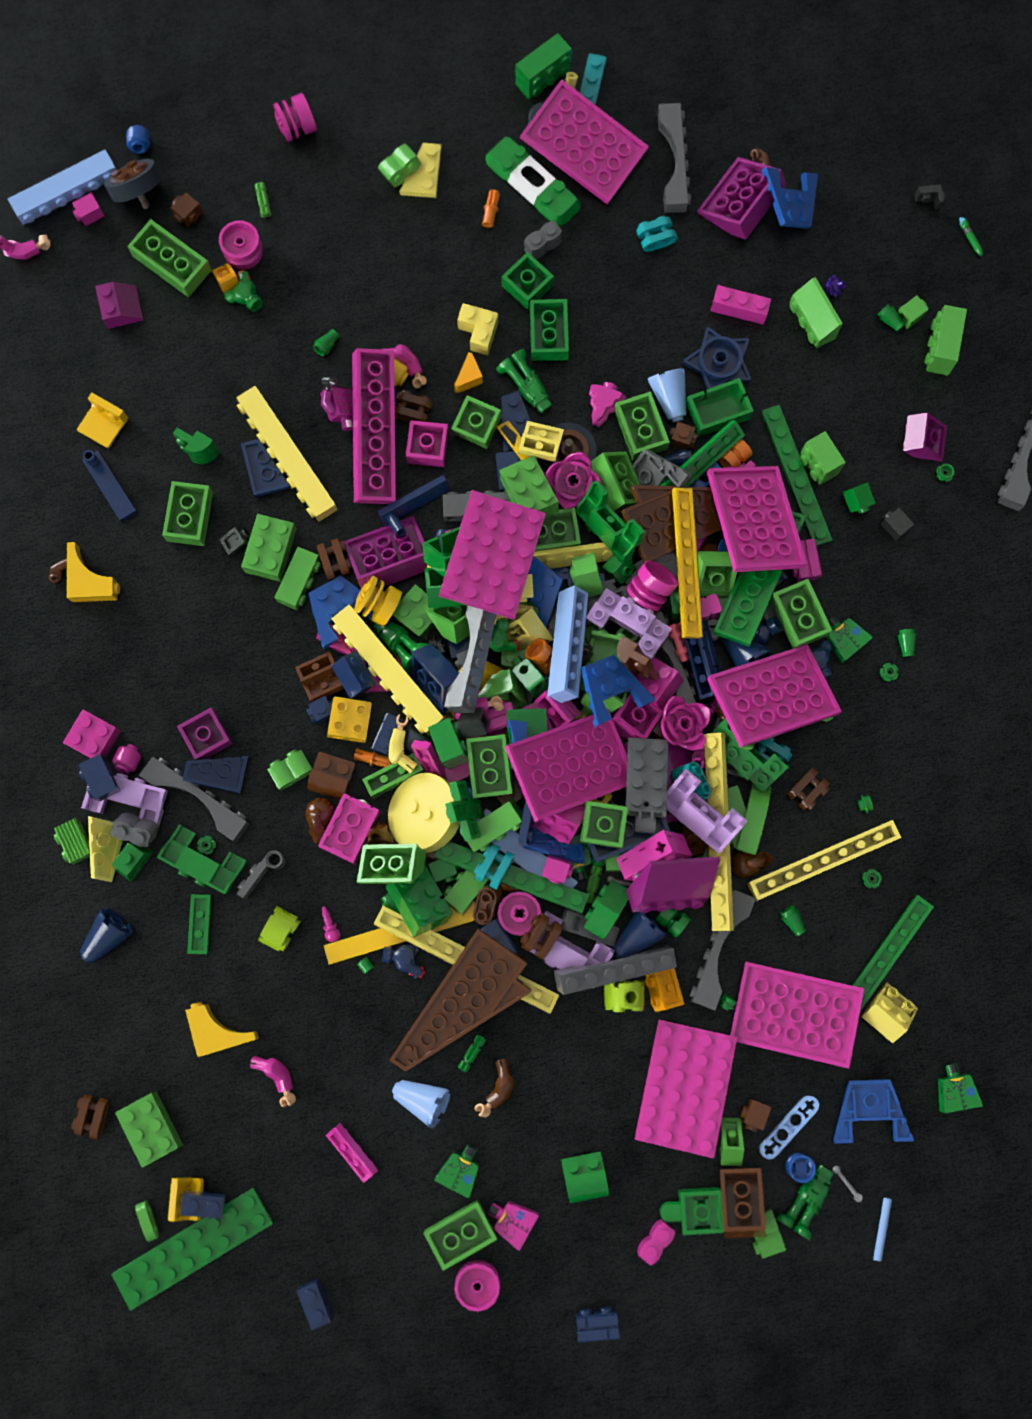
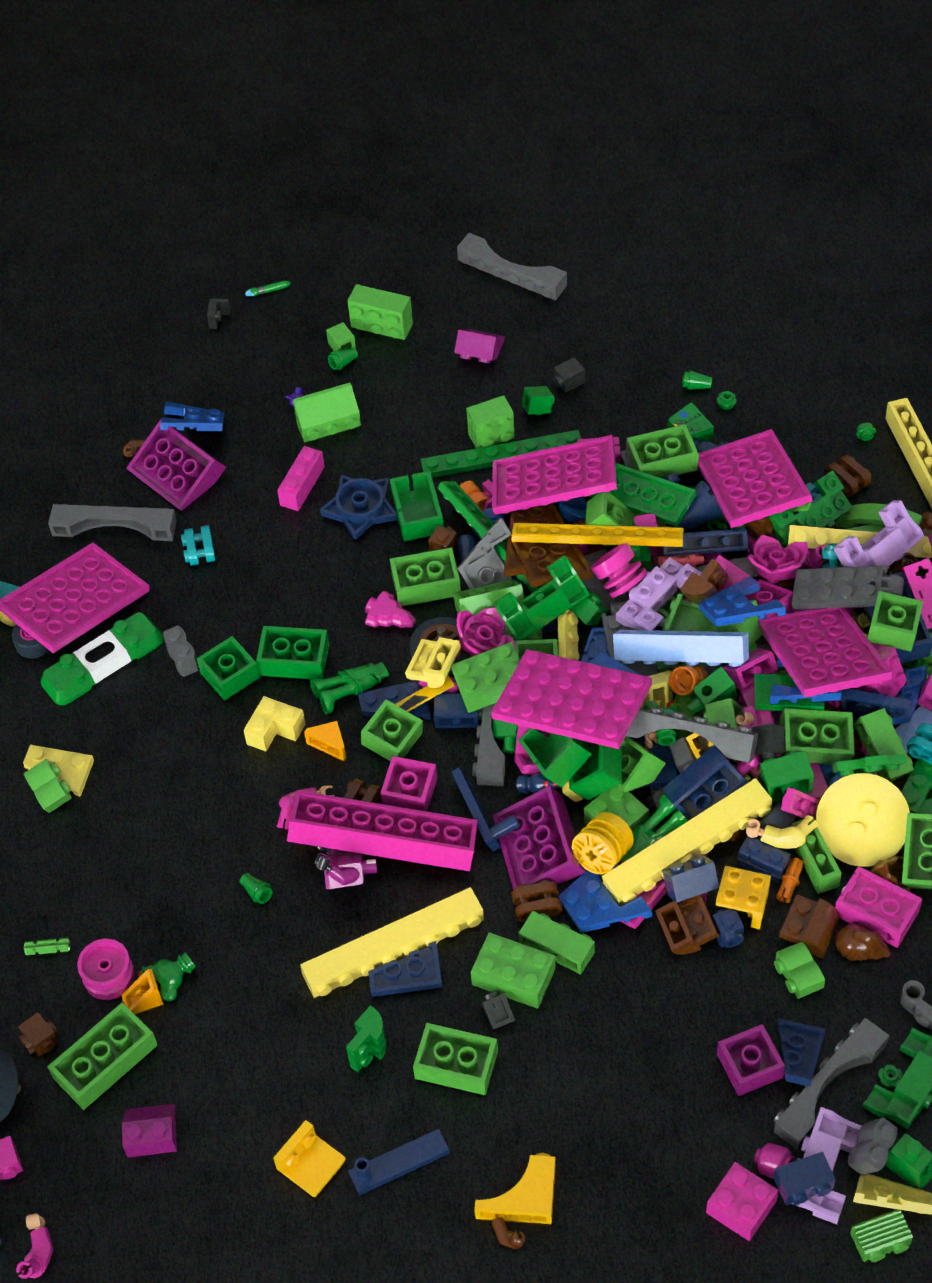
camera: 80 degrees left, 25 degrees down
(491, 208) = (126, 700): orange axle -> none
(586, 574) = (595, 631): bright green brick -> none
(670, 393) = (388, 544): light blue cone -> none
(945, 468) = (518, 333): green plate -> none

